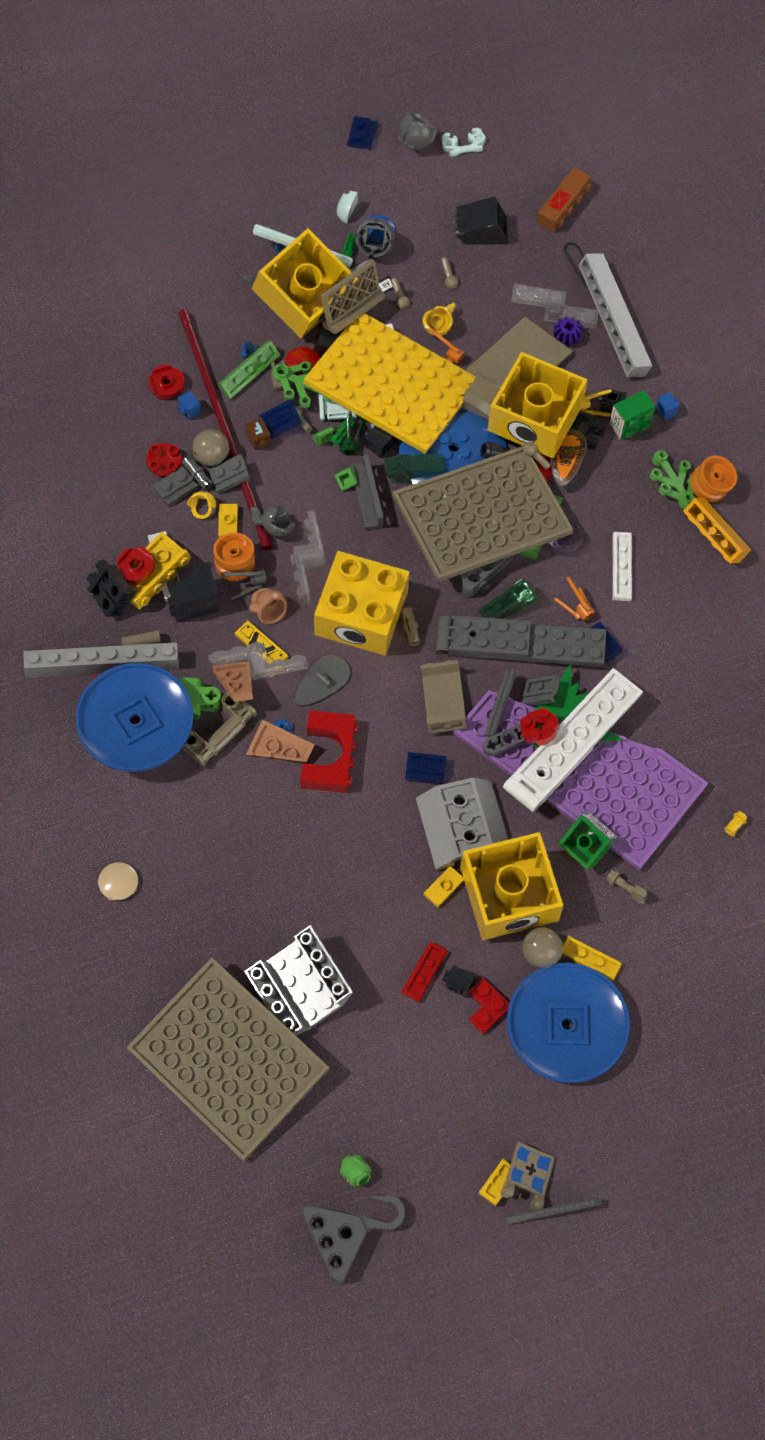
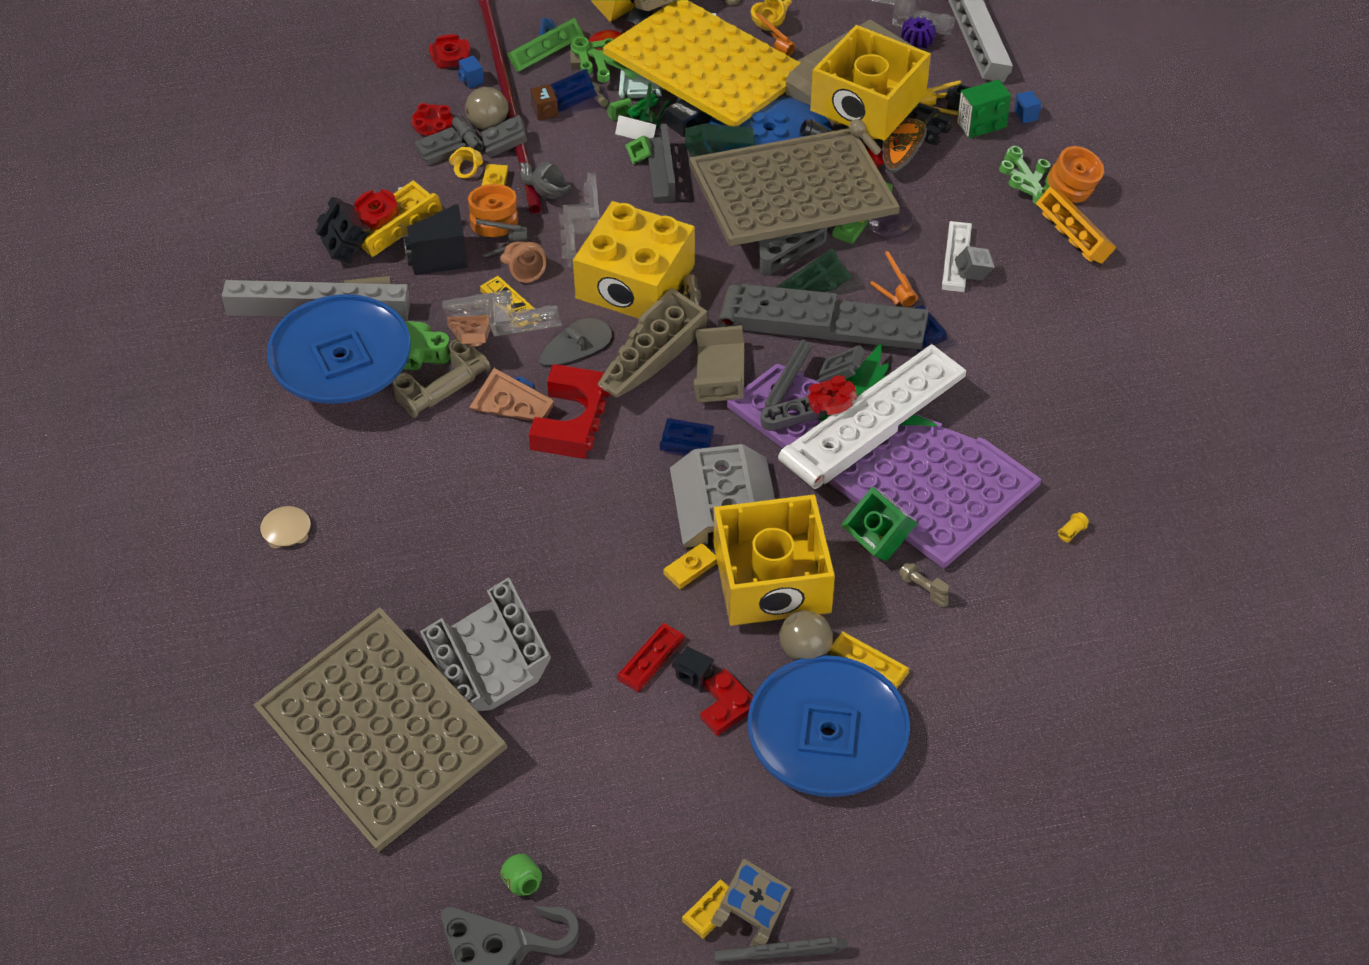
camera: 10 degrees right, 15 degrees down
(339, 455) = (634, 128): none -> white sticker
(387, 681) = (655, 342): none -> dark tan wedge
(638, 577) = (974, 263): none -> dark grey brick

